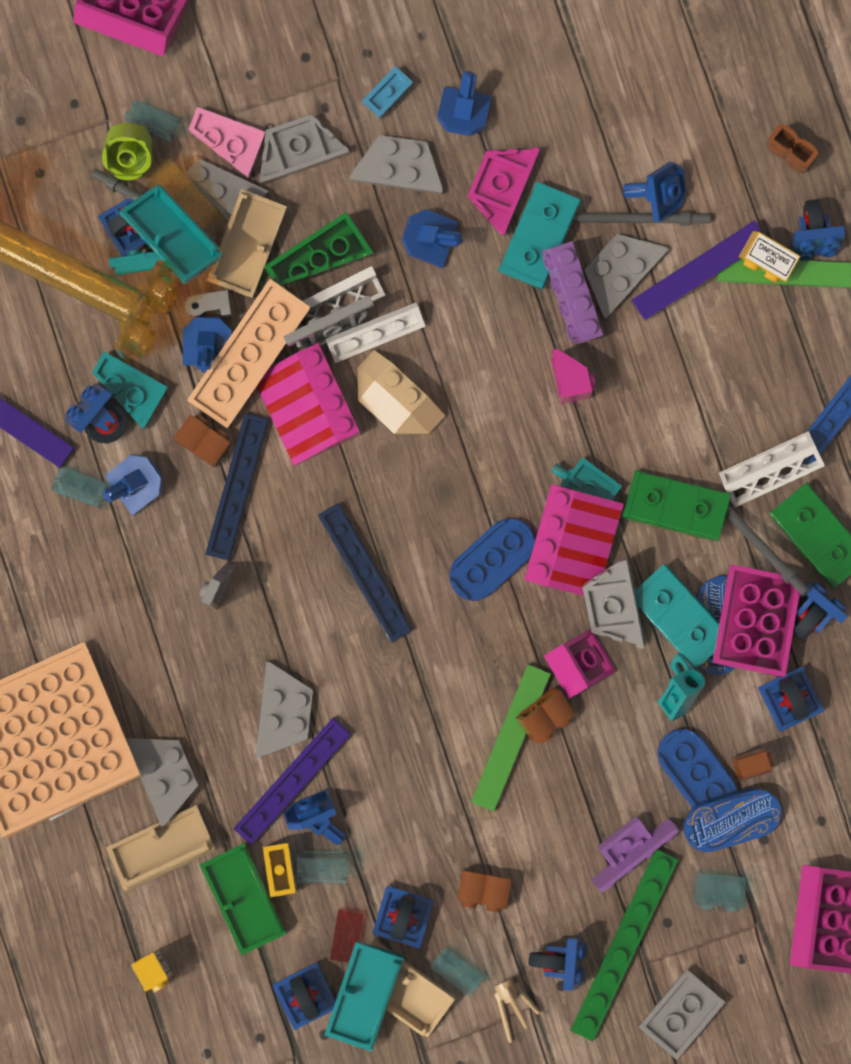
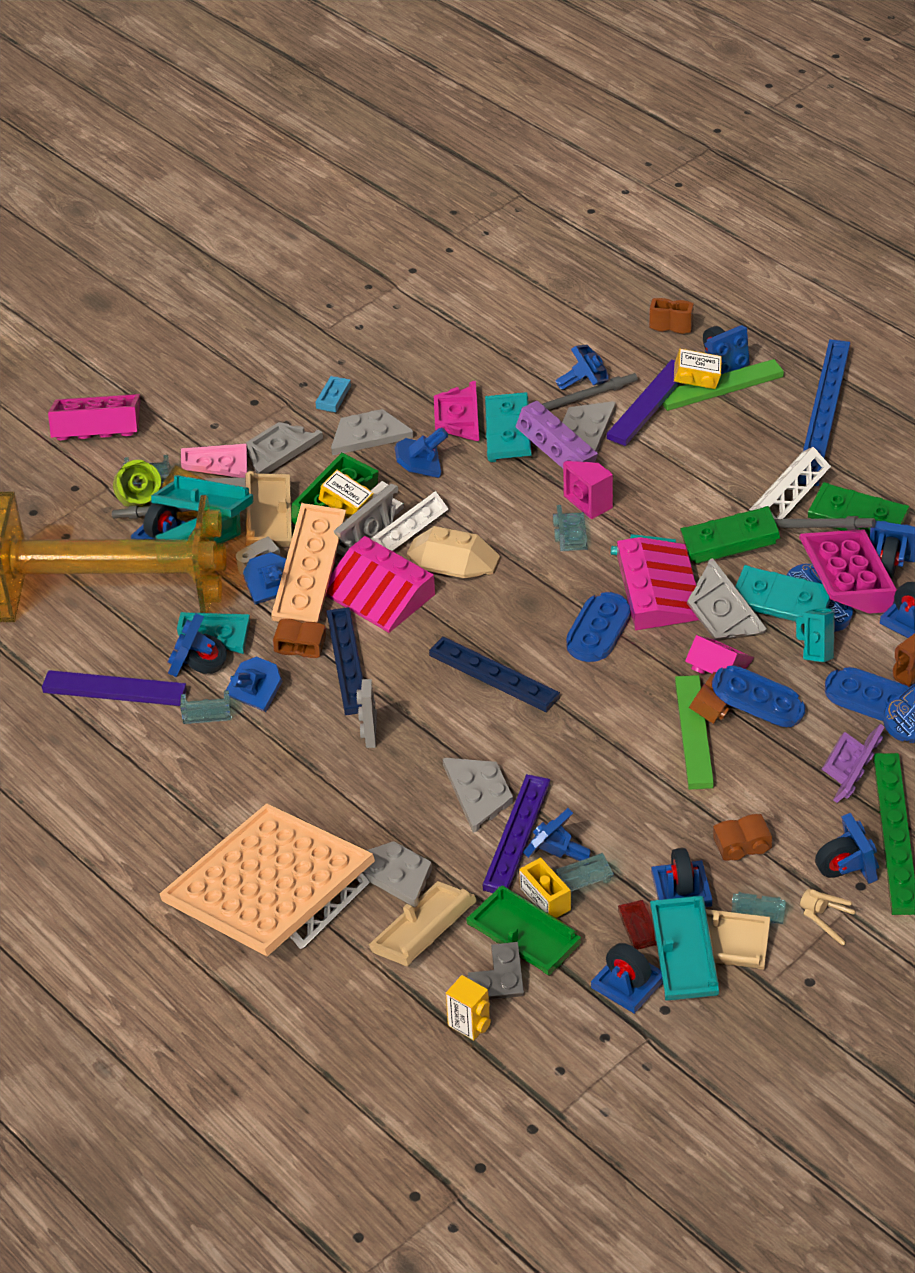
camera: 25 degrees left, 40 degrees down
(201, 943) = (506, 977): none -> flat silver plate
(320, 284) = (344, 493): none -> brick
(463, 109) = (400, 380): blue piece -> none
(530, 415) = (570, 531): none -> clear light blue bracket
(586, 735) = (758, 696): none -> blue tile

